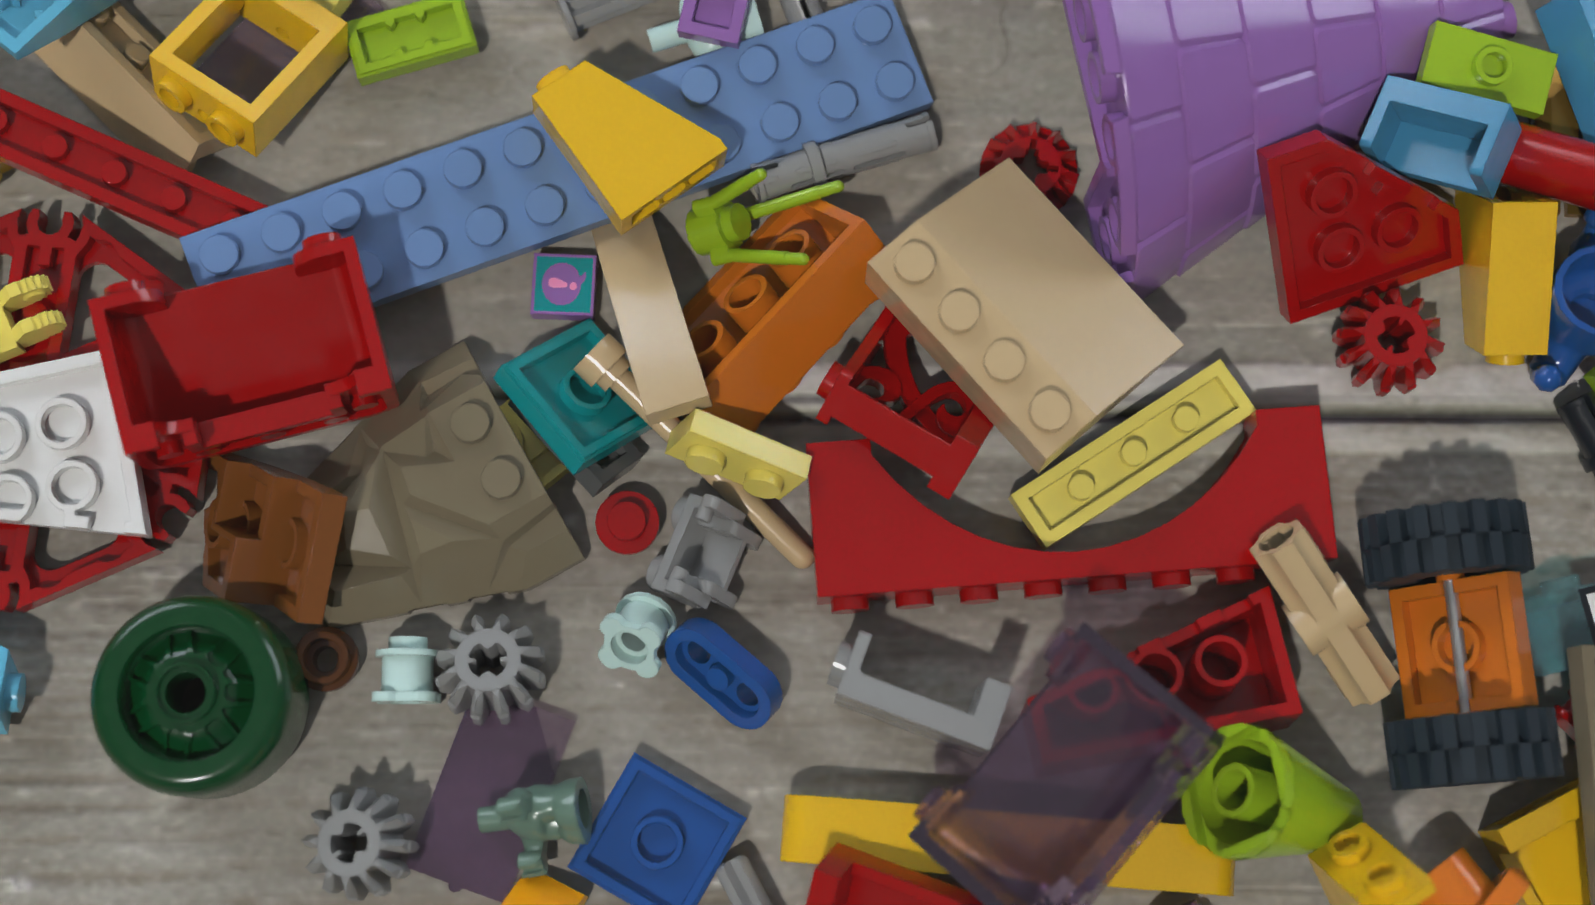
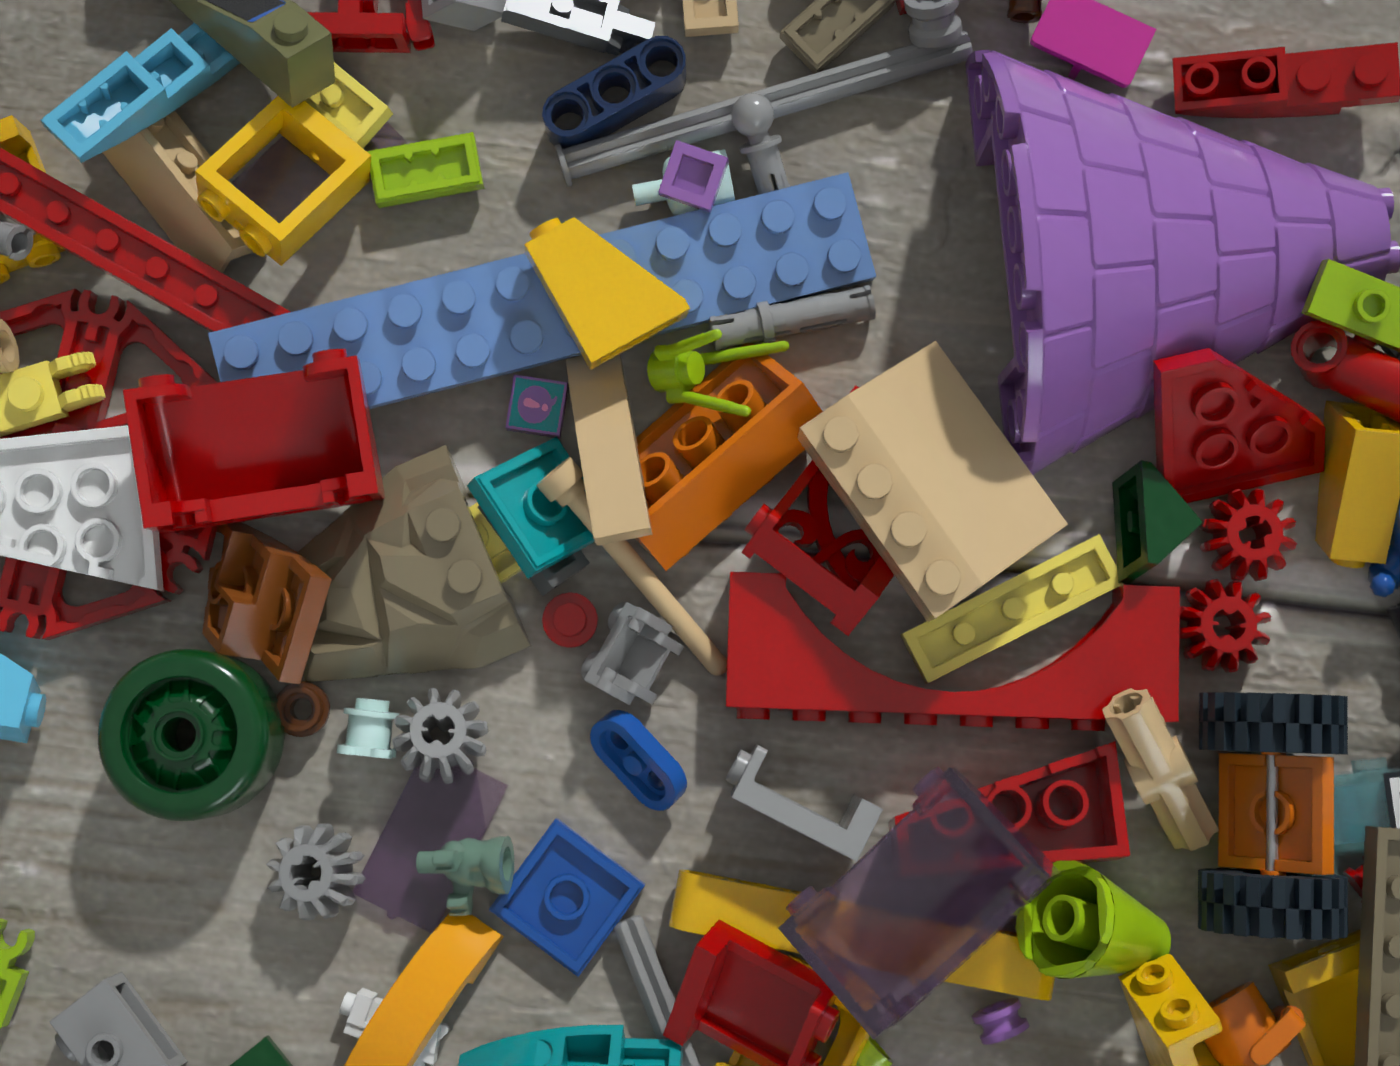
camera: 10 degrees right, 5 degrees up
(636, 633) = (568, 718): light aqua brick -> none
(740, 455) = (658, 570): light yellow plate -> none
(1050, 152) = (974, 333): red gear -> none
(1272, 335) = (1148, 520): none -> dark green slope
(1395, 458) = (1243, 628): none -> red gear
(1441, 136) = (1318, 363): dark azure panel -> none

